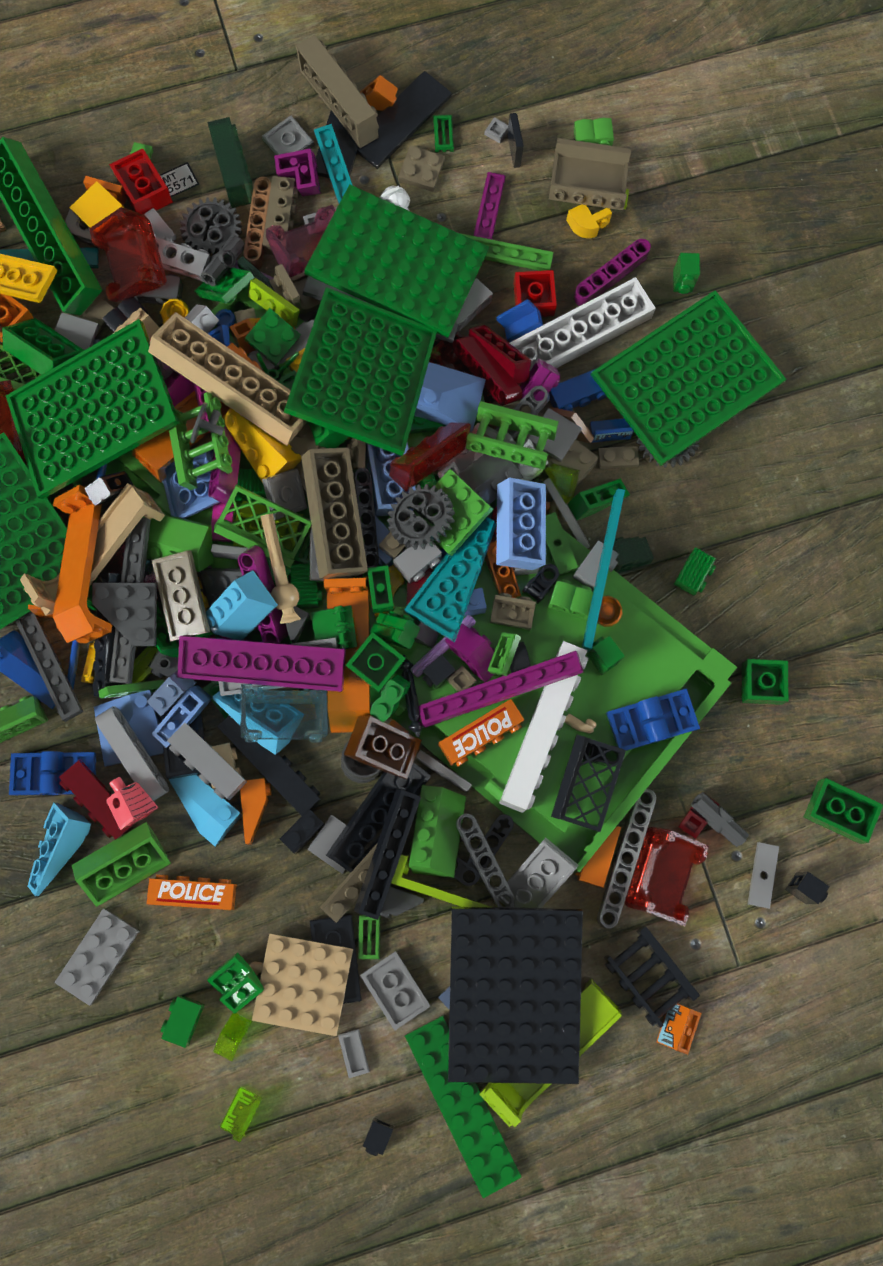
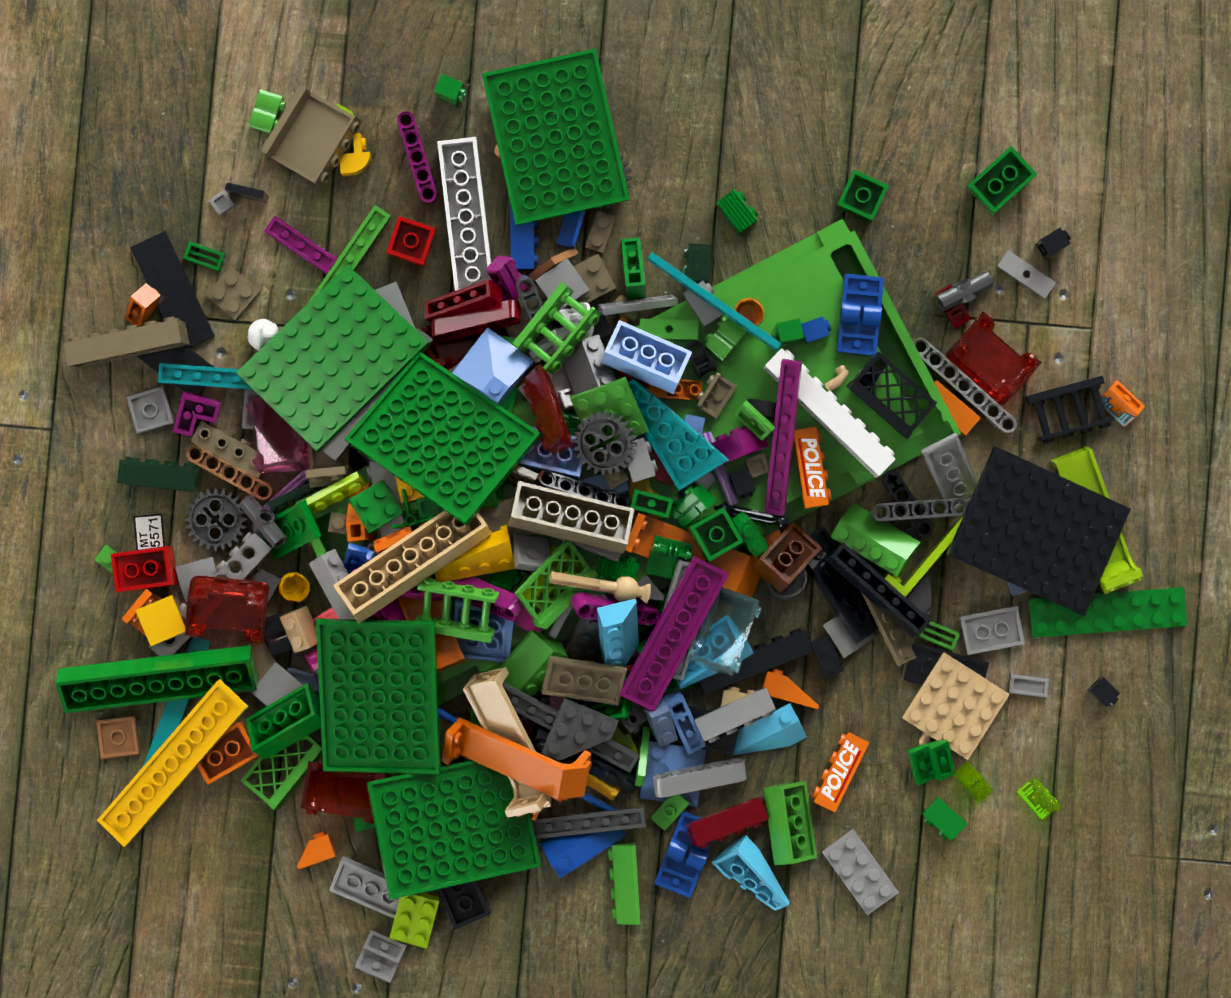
camera: 60 degrees left, 10 degrees up
(90, 740) = (670, 810): none -> bright green plate
(107, 487) = (457, 707): black brick -> none
(129, 803) = (743, 794): coral torso -> none
(210, 425) = (449, 601): dark grey shield -> none
(225, 317) = (330, 541): blue tile -> none
(443, 771) = (825, 512): light grey tile -> none
(520, 320) = (435, 266): blue panel -> none
(564, 480) = (608, 295): clear neon green slope -> none
(618, 682) = (815, 330): none -> blue brick

